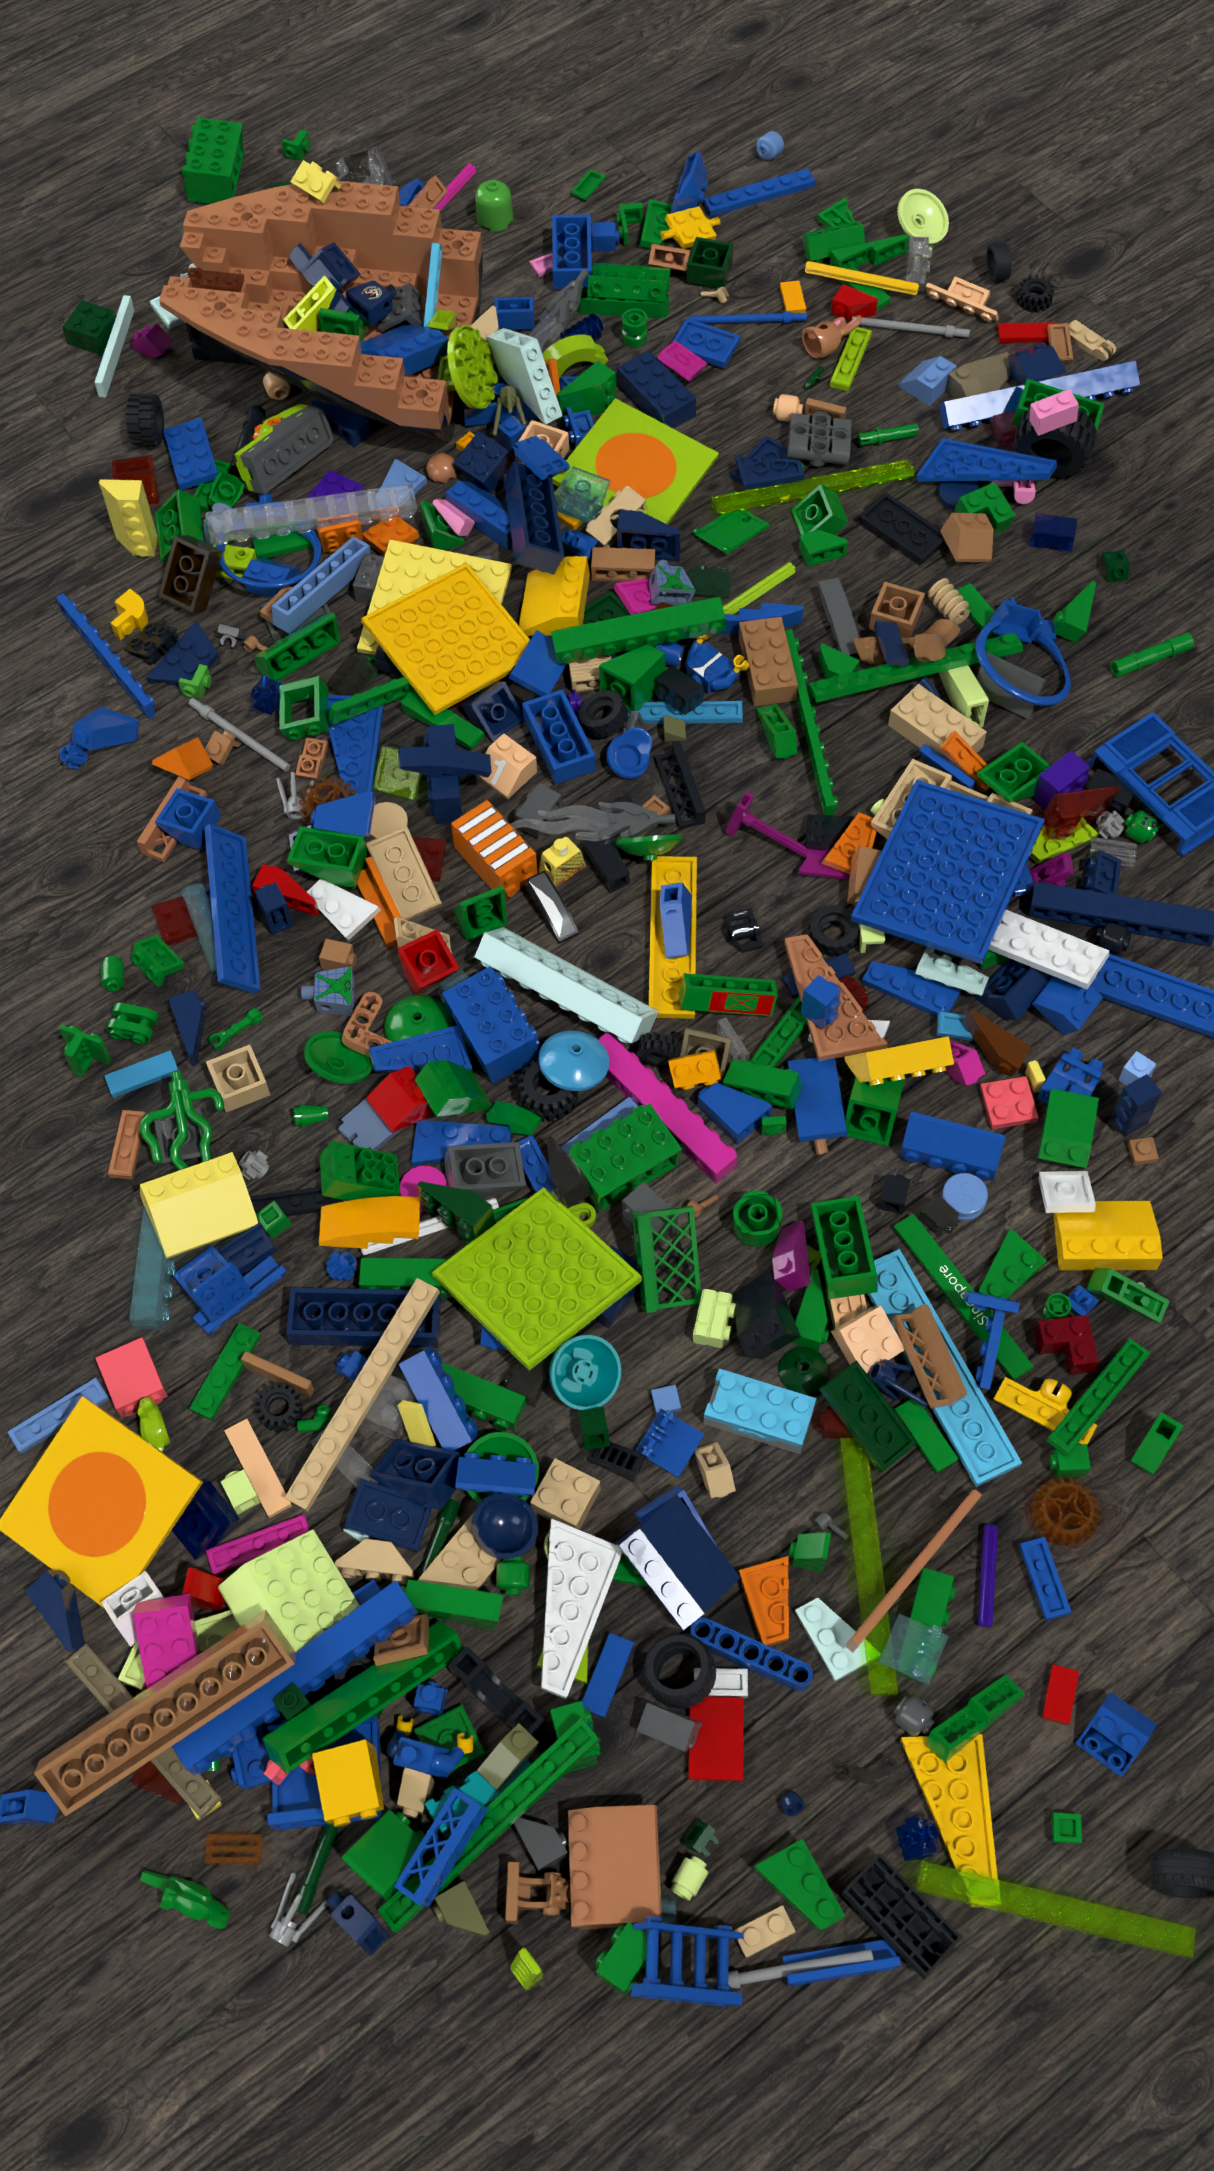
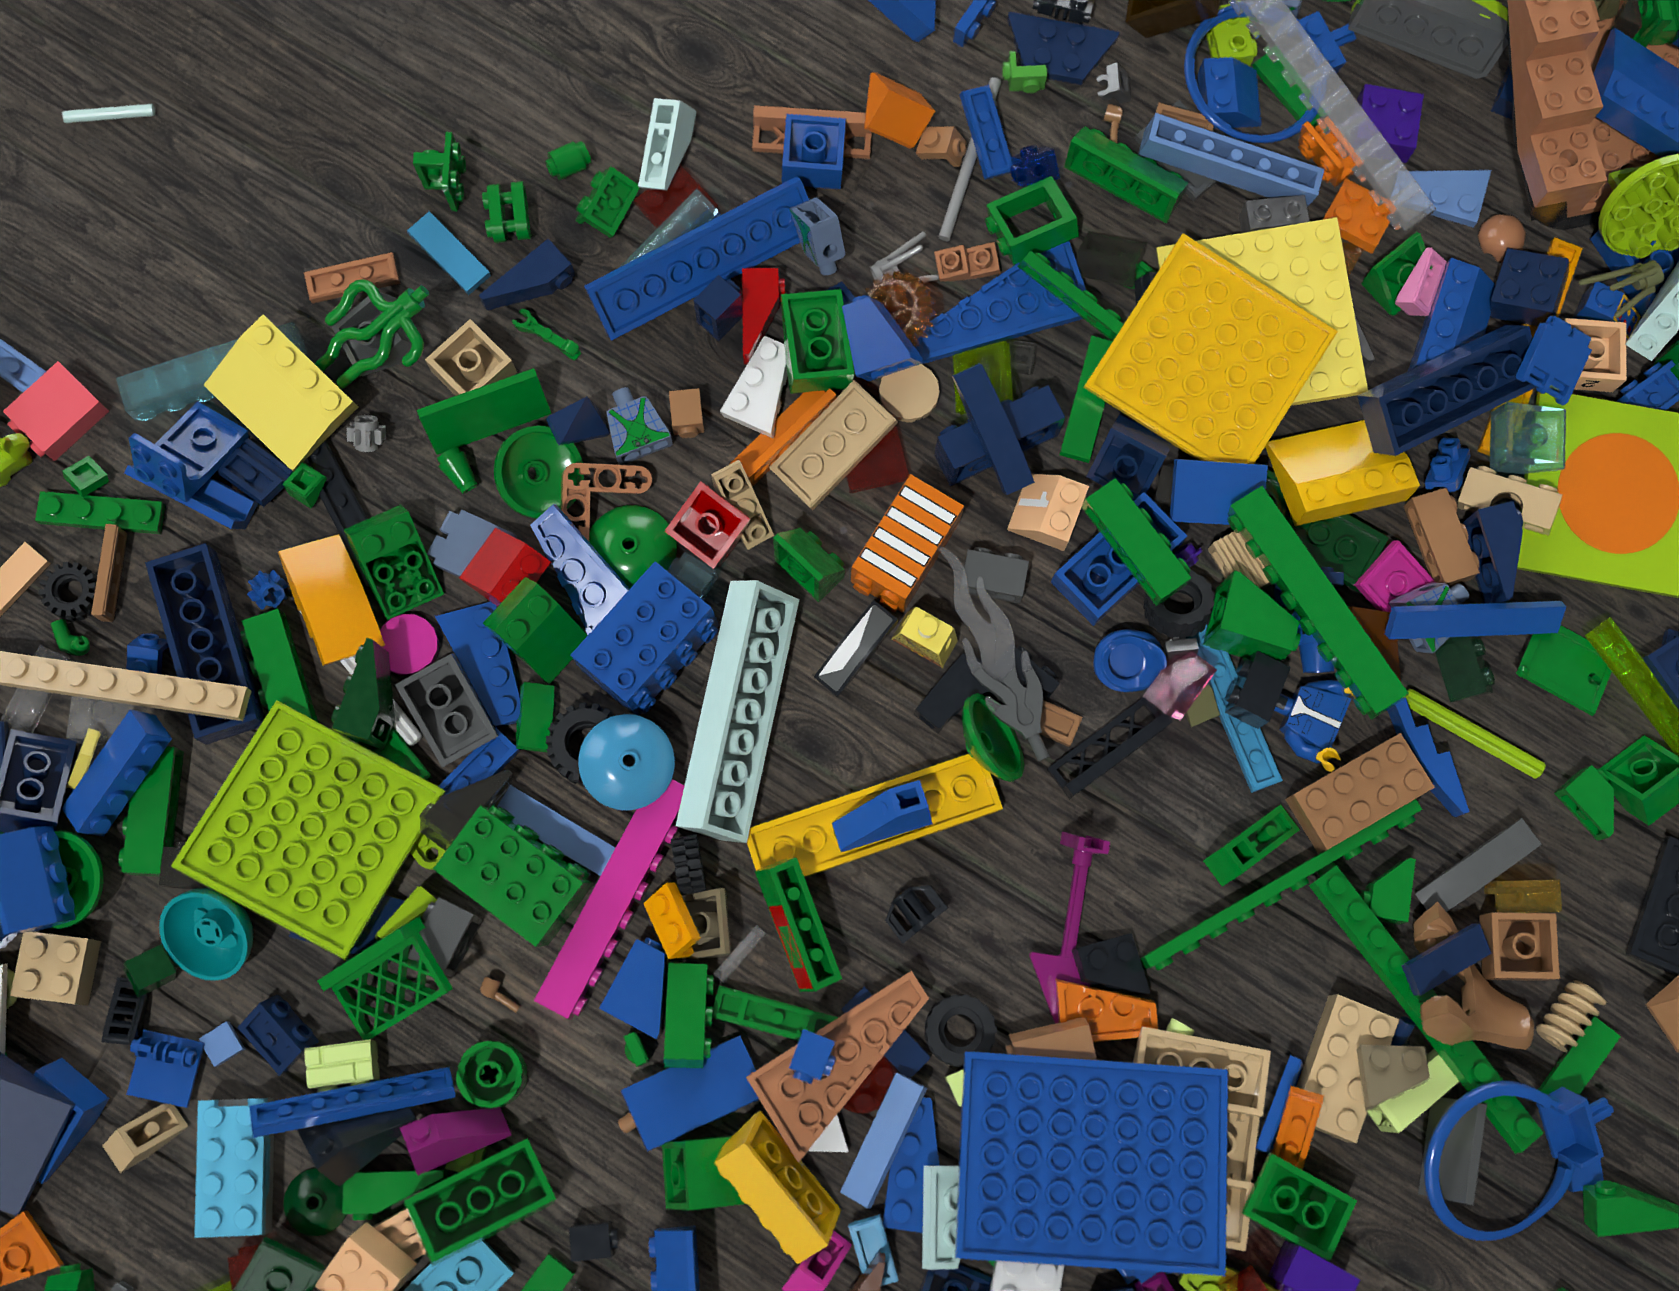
camera: 65 degrees right, 15 degrees up
(135, 906) = (666, 142): none -> light aqua slope
(193, 1370) = (85, 476): none -> green plate
(227, 715) = (986, 131): none -> blue tile
(251, 830) = (819, 234): none -> sand blue torso
(277, 1077) = (484, 411): none -> green tile
(313, 1022) = (577, 423): none -> dark blue slope
(555, 713) = (1136, 541): none -> green brick
(620, 1240) = (412, 908): none -> lime slope
(658, 727) = (1180, 685): none -> clear pink slope
(674, 1357) = (277, 1033): none -> dark blue bracket
(684, 559) = (1474, 620): none -> blue tile
(743, 1311) = (351, 1102): none -> blue tile
(866, 596) = (1526, 896): none -> clear yellow bracket
(890, 995) = (883, 1140): none -> medium blue tile
(949, 693) = (1390, 1071): none -> dark tan wing

